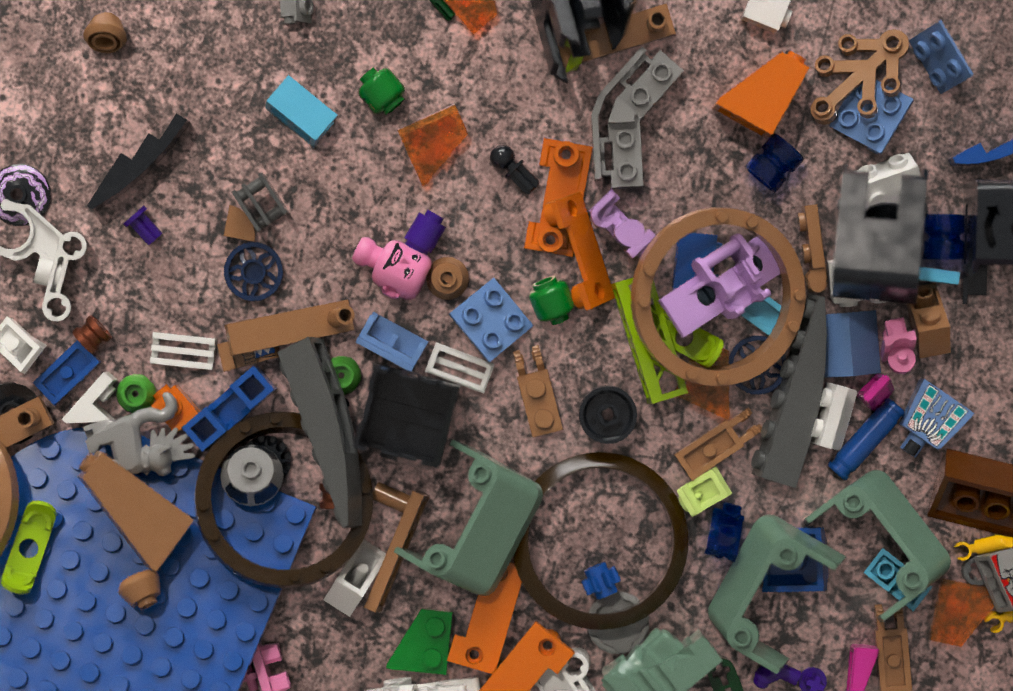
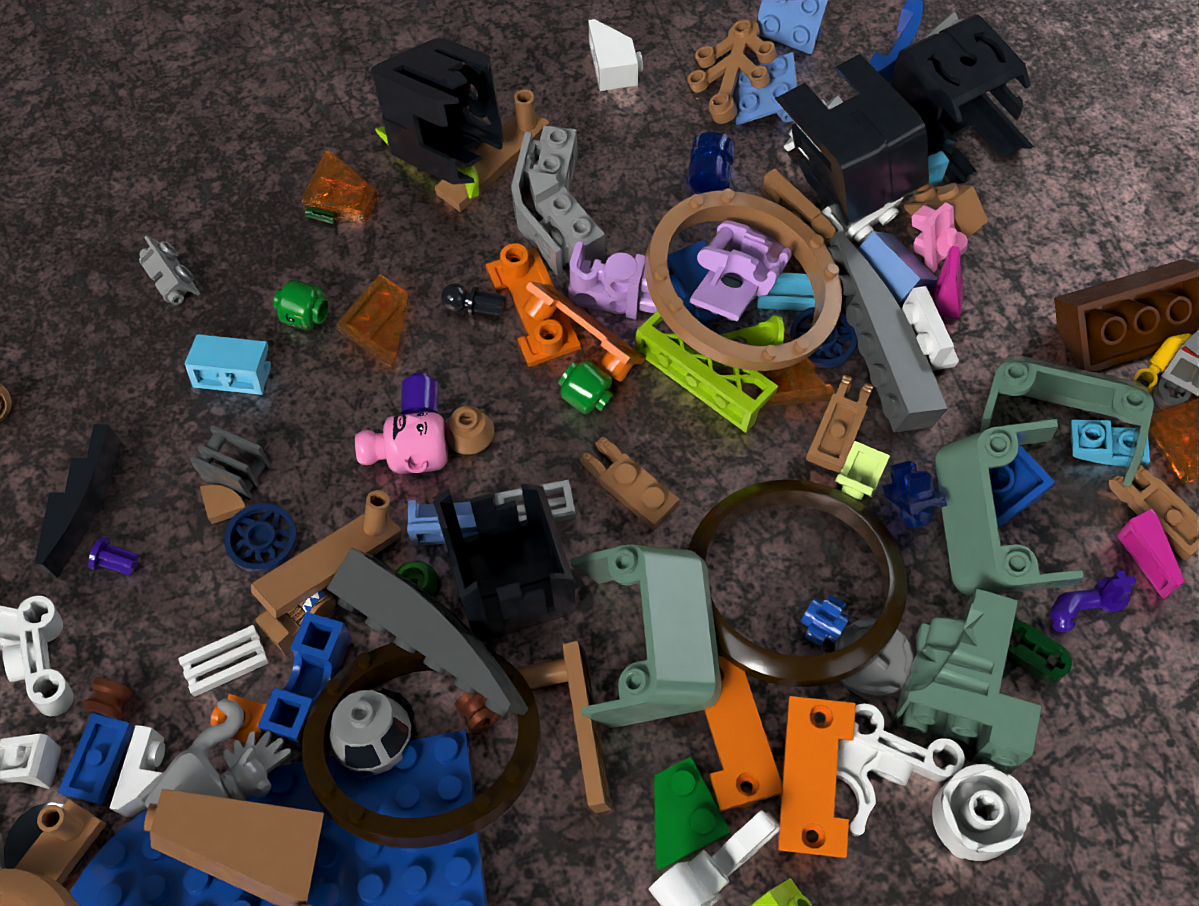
camera: 25 degrees left, 25 degrees down
(133, 383) = (181, 727): bright green plate -> none
(355, 578) = (558, 787): white slope -> none
(491, 320) = (536, 441): medium blue hinge -> none
(609, 430) = (714, 454): black wheel -> none
(765, 94) = (660, 115): orange slope -> none
(866, 439) = (974, 338): blue axle -> none
(931, 418) = (1016, 283): torso -> none

